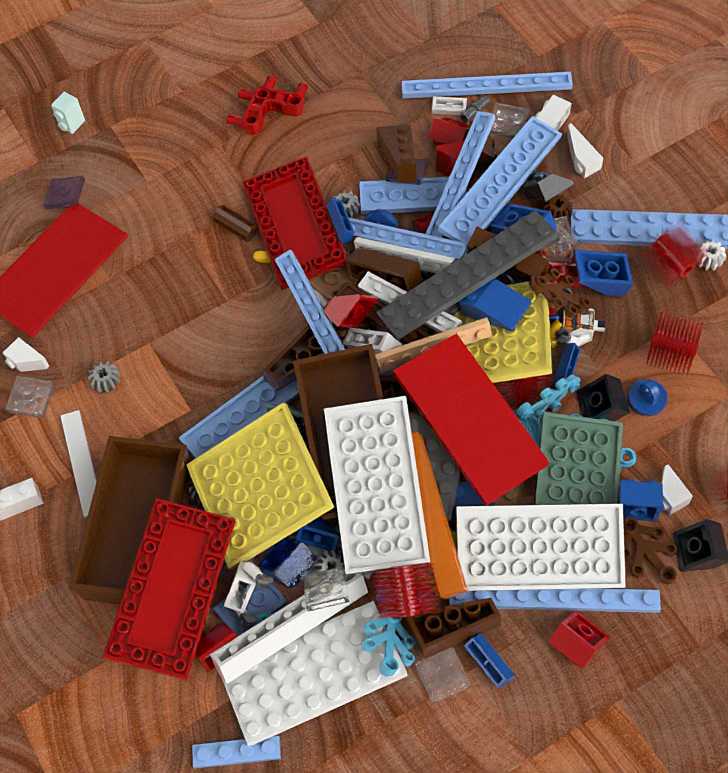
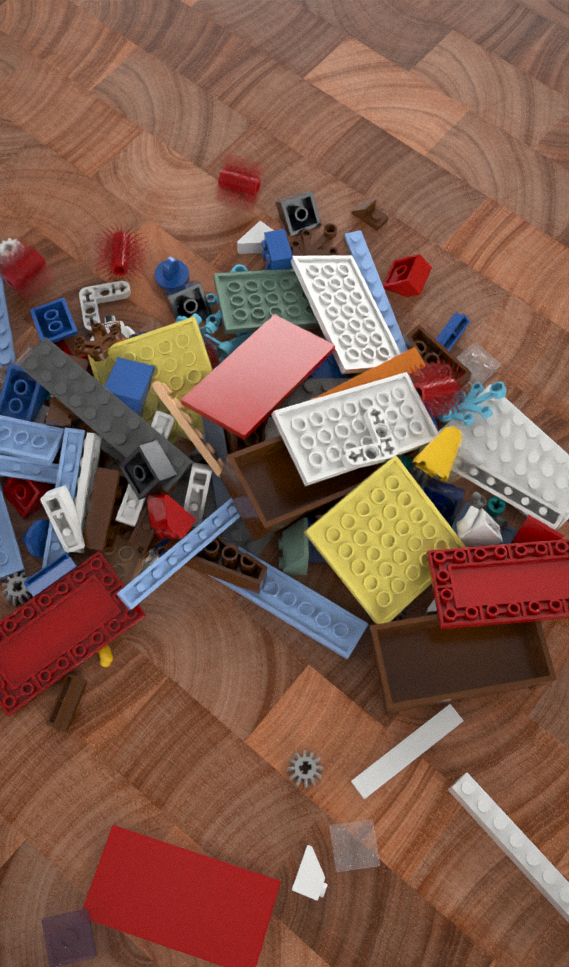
camera: 115 degrees left, 5 degrees up
(324, 561) = (440, 454): none -> yellow cone
(343, 491) = (378, 446): none -> white beam
(384, 231) = (64, 518): none -> white slope
(395, 295) = (147, 469): none -> black slope
(635, 321) = (96, 298): none -> white beam
(683, 630) = (369, 214): none -> reddish brown slope

